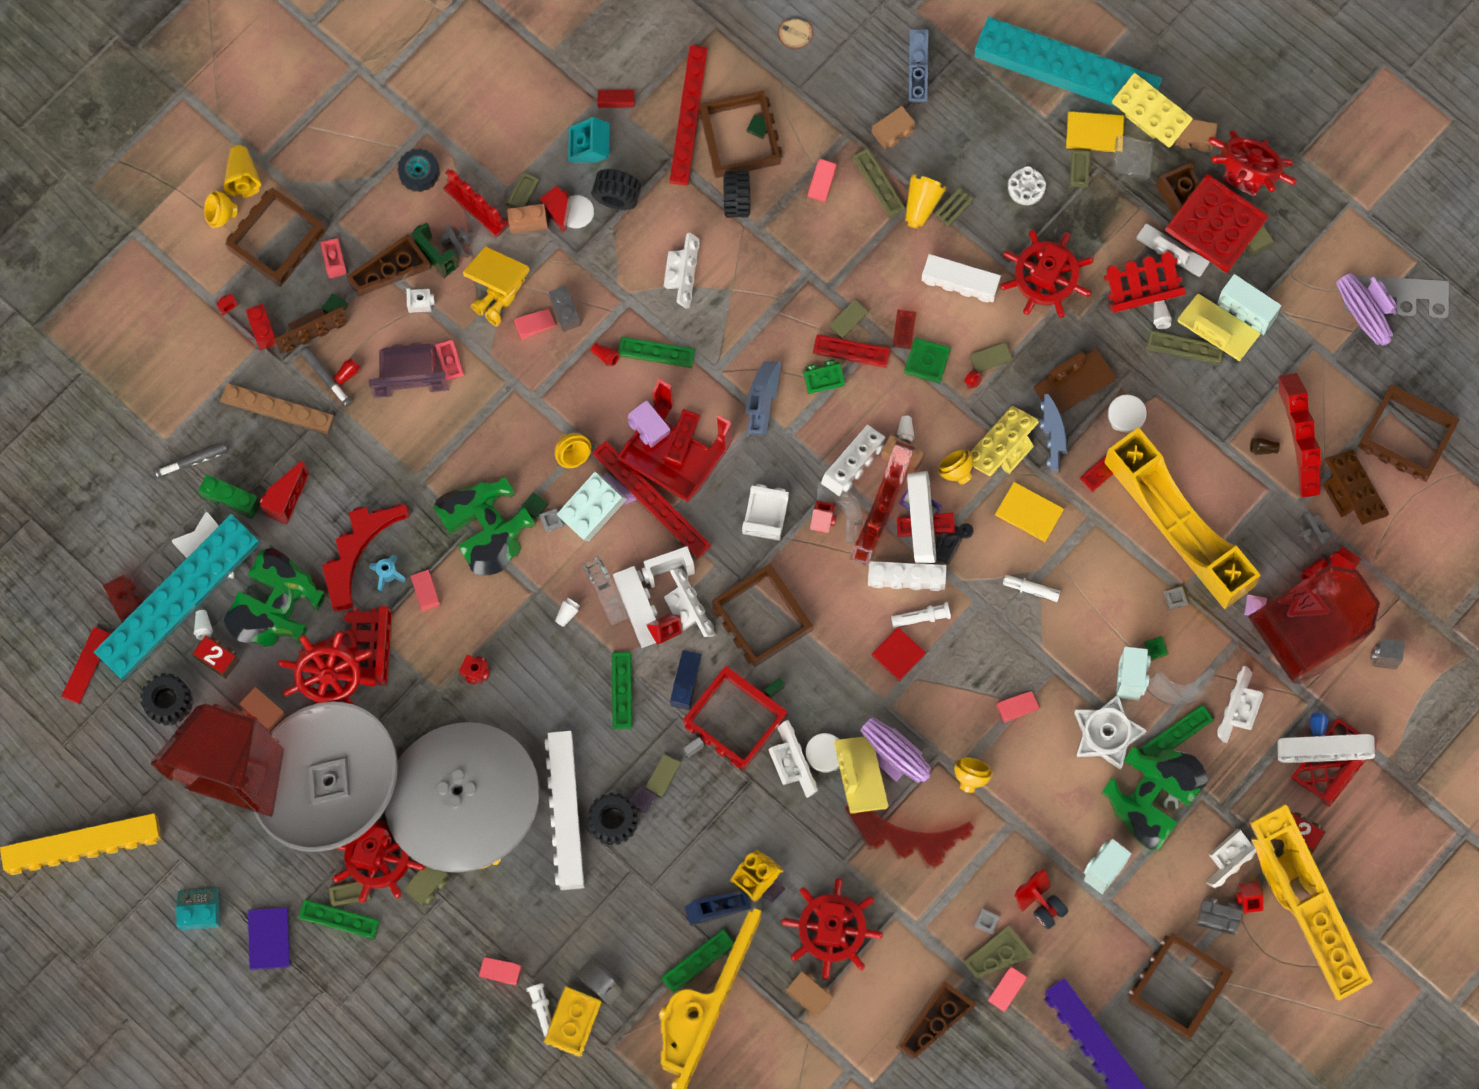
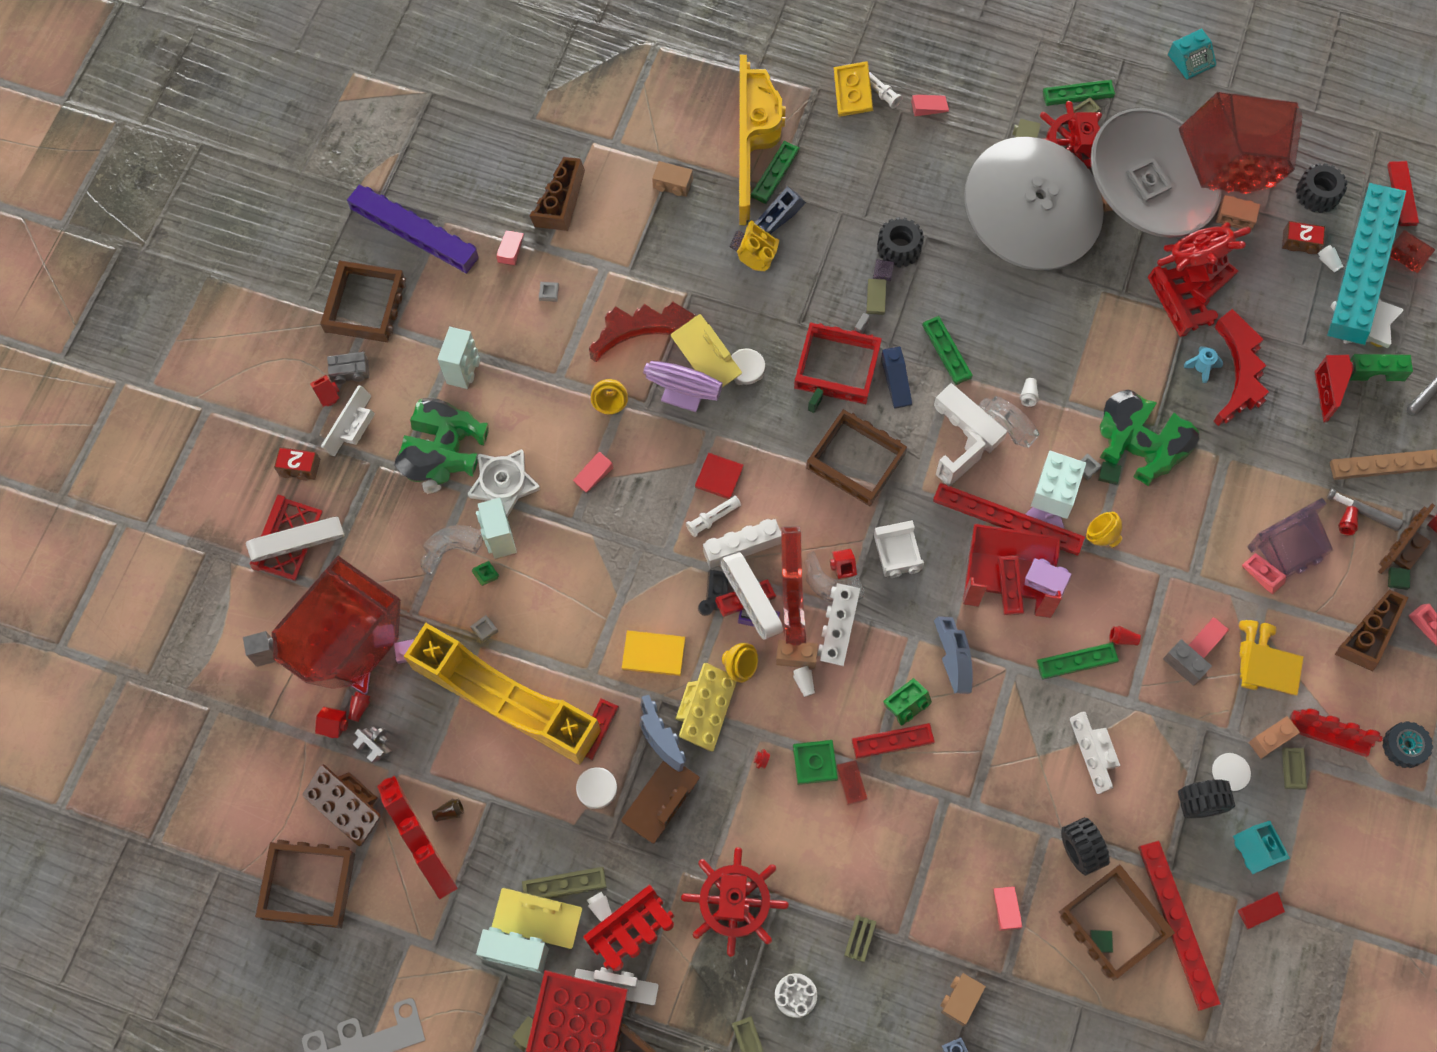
camera: 155 degrees right, 5 degrees down
(80, 843) = (1316, 61): yellow brick -> none
(263, 623) = (1279, 283): green animal -> none
(268, 938) = (1124, 58): dark purple tile -> none
(419, 306) = (1333, 614): white brick -> none
(425, 590) = (1162, 362): coral slope -> none
(445, 263) = (1344, 659): dark green panel -> none
(459, 240) = (1326, 687): flat silver hips -> none
(468, 669) = (1081, 311): red brick -> none
(557, 206) = (1251, 762): red slope -> none
(565, 810) = (943, 236): white brick -> none
(599, 982) = (849, 120): flat silver brick -> none
(665, 628) = (937, 404): red slope -> none
(685, 603) = (924, 438): white bracket -> none
(791, 761) = (773, 345): white bracket -> none
(831, 929) = (677, 229): red piece -> none
(848, 319) = (911, 771): olive tile -> none
(878, 183) = (949, 933): olive tile -> none
(922, 199) = (896, 928): yellow cone -> none
(960, 278) = (819, 857): white brick -> none
(991, 357) = (754, 790): olive tile -> none
(999, 953) = (529, 269): olive wing -> none
(1032, 588) = (623, 581): white axle -> none
(1032, 891) = (500, 315): red plate -> none
(1178, 732) = (439, 507): green tile -> none
(1242, 706) = (386, 551): white bracket -> none
(1315, 914) = (258, 389): yellow piece -> none
(1318, 724) = (309, 561): blue cone -> none
(1368, 306) = (386, 1007): lavender plate -> none

